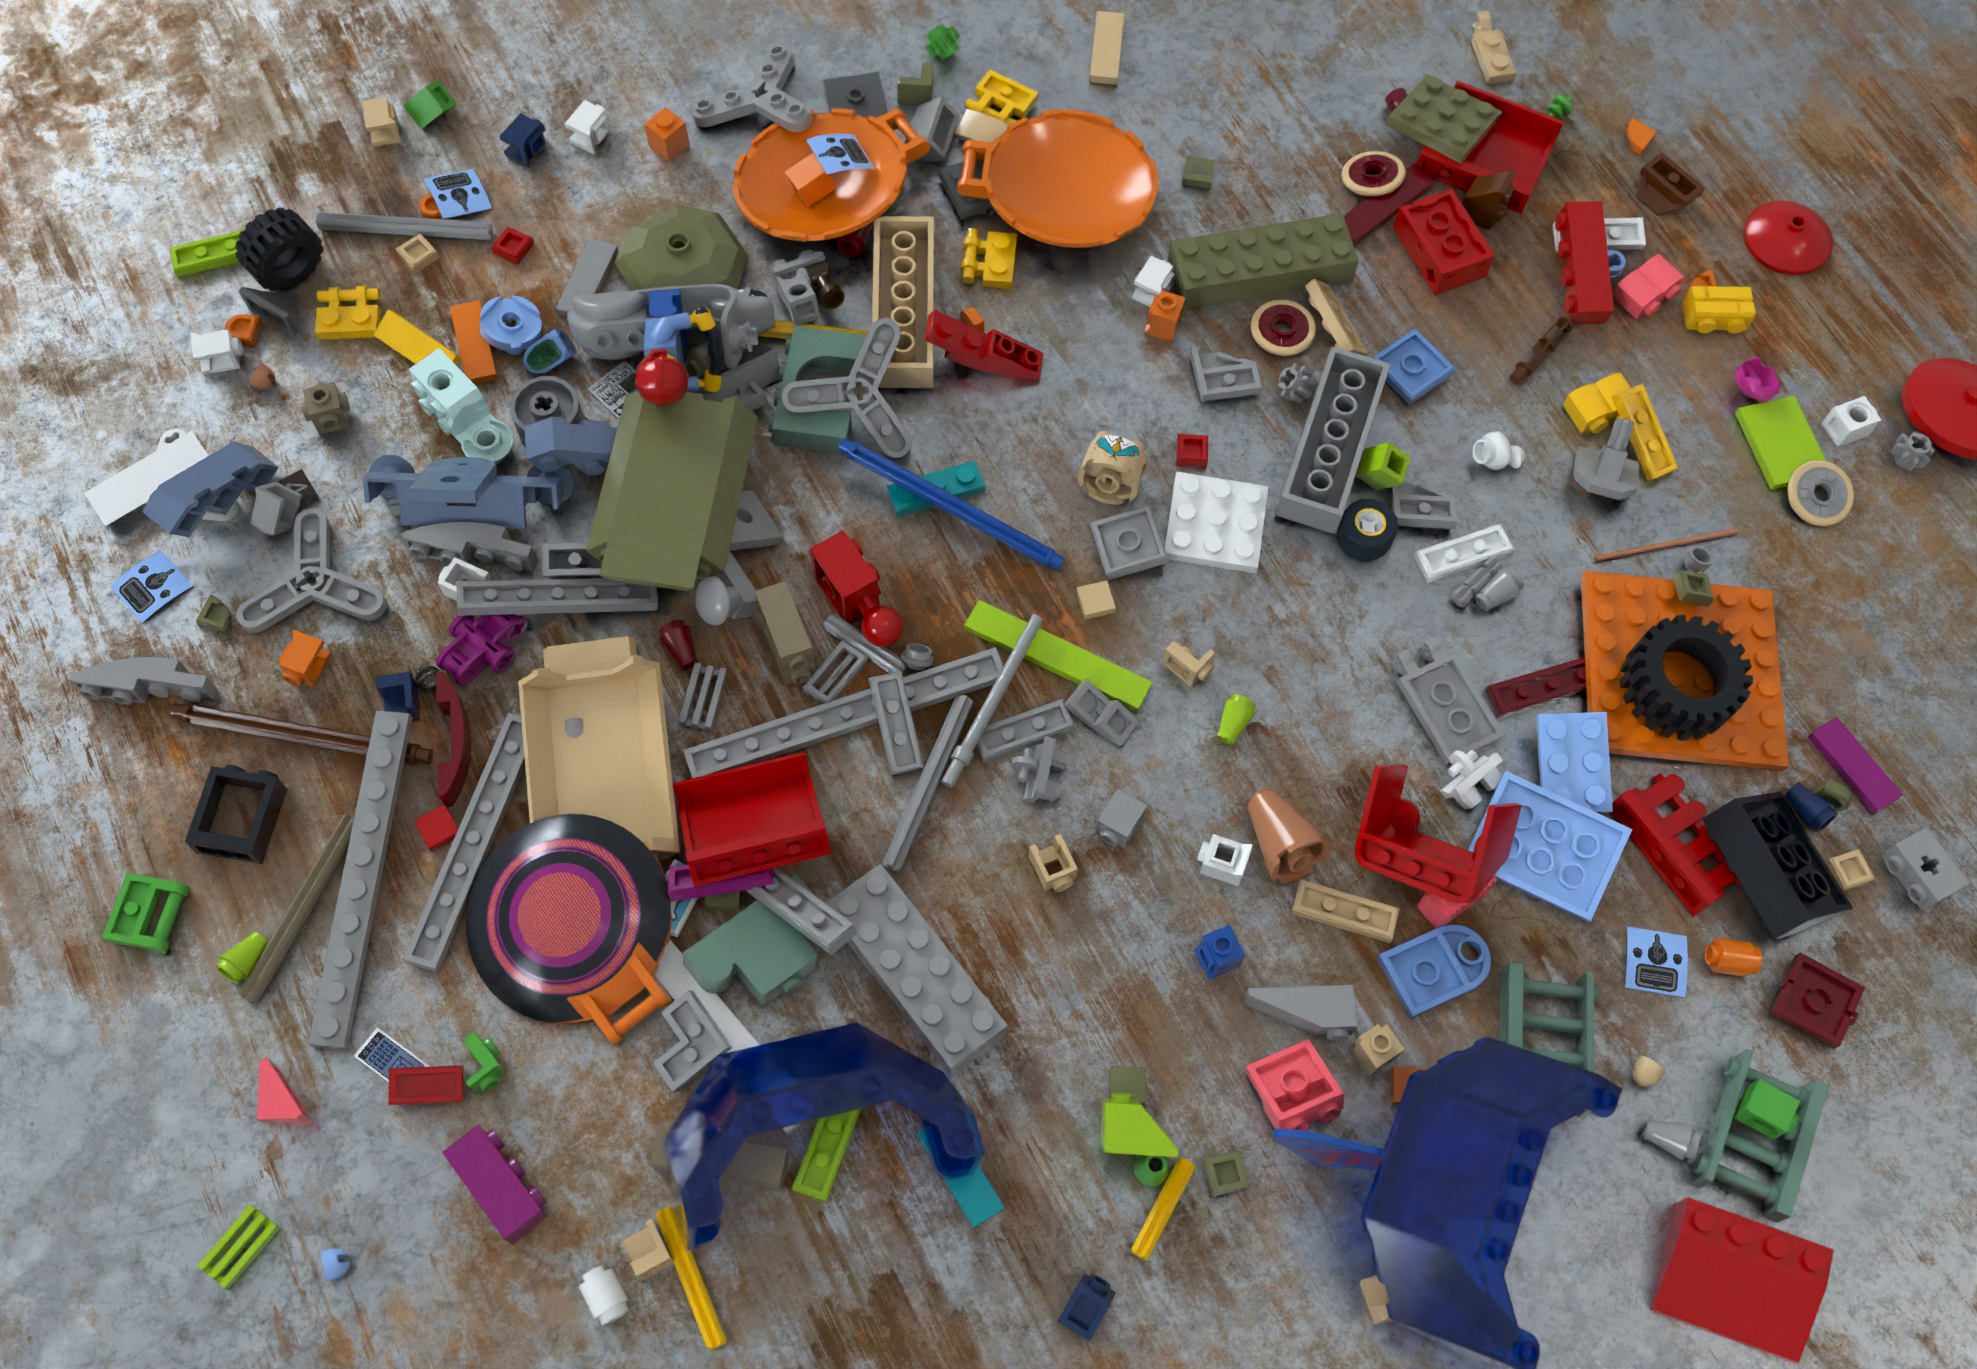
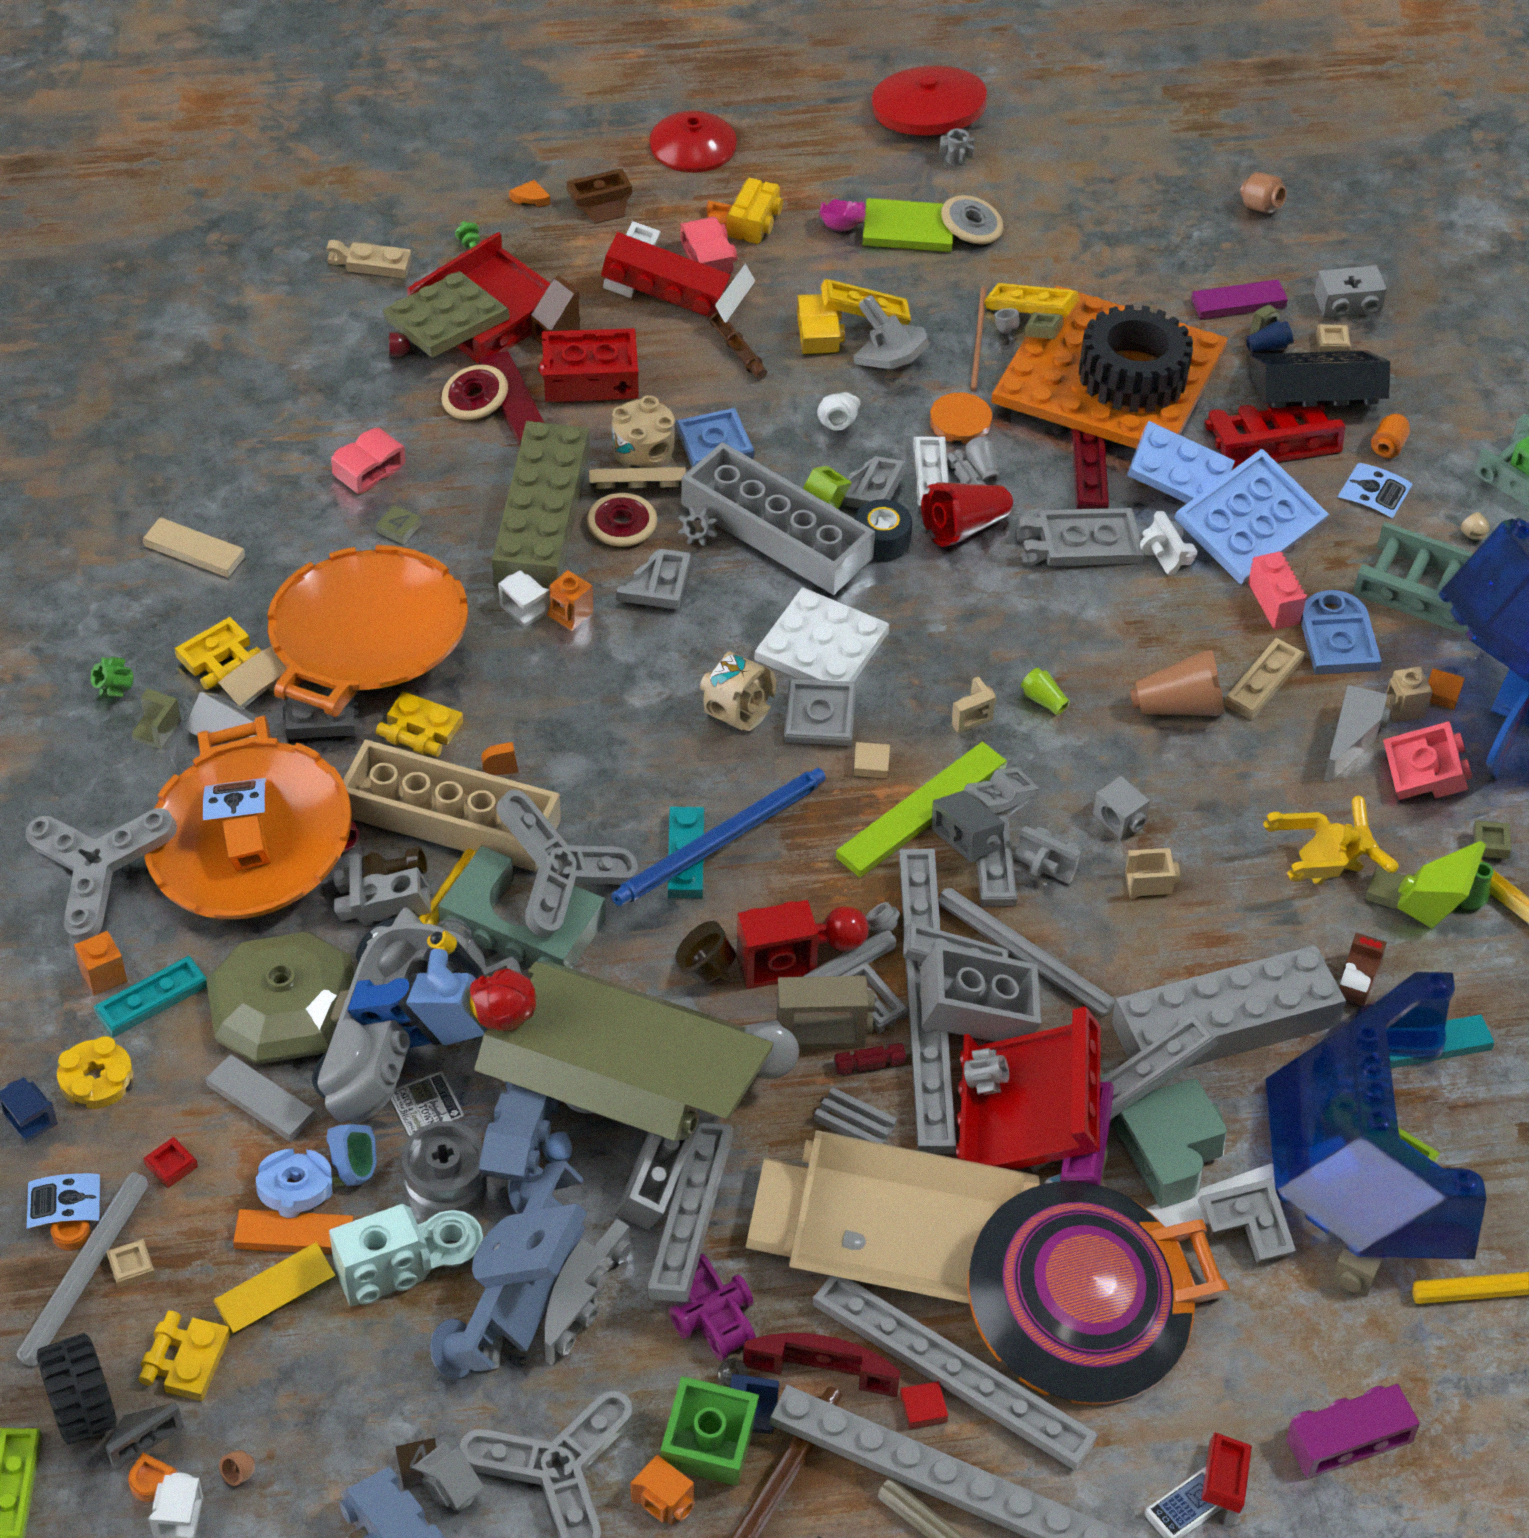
camera: 70 degrees left, 15 degrees down
(326, 407) = (324, 1397): dark tan brick -> none
(349, 671) = (709, 1430): none -> bright green slope
(459, 571) = (625, 1294): white window -> none
(485, 1053) = (1213, 1409): bright green bracket -> none
(570, 157) = (90, 1055): none -> yellow plate
(589, 125) = (42, 1038): white window -> none
(595, 487) = (557, 1148): none -> light blue hinge
(604, 1295) = (1491, 1361): white brick -> none
(648, 1251) = (1454, 1312): tan panel -> none
(657, 179) = (150, 996): none -> teal tile
(679, 643) = (785, 1121): dark red cone -> none
(765, 778) = (986, 1071): none -> light grey gear
(768, 690) = (869, 1058): none -> dark red axle
(820, 528) = (706, 953): none -> dark brown piece
(844, 750) = (979, 994): none -> light grey brick
(856, 93) = (137, 779): dark grey plate -> none
(964, 754) = (1007, 909): light grey bar -> none
(985, 352) = (545, 755): red slope -> none
(1009, 1080) = (1361, 968): none -> copper leg
(1042, 692) = (966, 824): none -> dark grey hinge
(1142, 1020) = (1334, 844): none -> yellow piece
(1192, 450) = (731, 634): red tile -> none
(1219, 952) = (1281, 766): blue window -> none
(1222, 870) = (1184, 753): white window -> none
(1253, 125) = (368, 460): none -> coral brick
(1384, 308) = (643, 433): none -> tan brick
(1395, 849) = (1251, 590): red windscreen -> none
(1423, 590) = (963, 509): none -> red cone
(1549, 557) = (960, 417): none -> orange tile
(1600, 325) = (735, 293): none -> white sticker
(1733, 572) = (1032, 299): none -> yellow tile
(1817, 1000) = (1444, 399): dark red plate -> none
(1851, 421) = (911, 172): white brick -> none

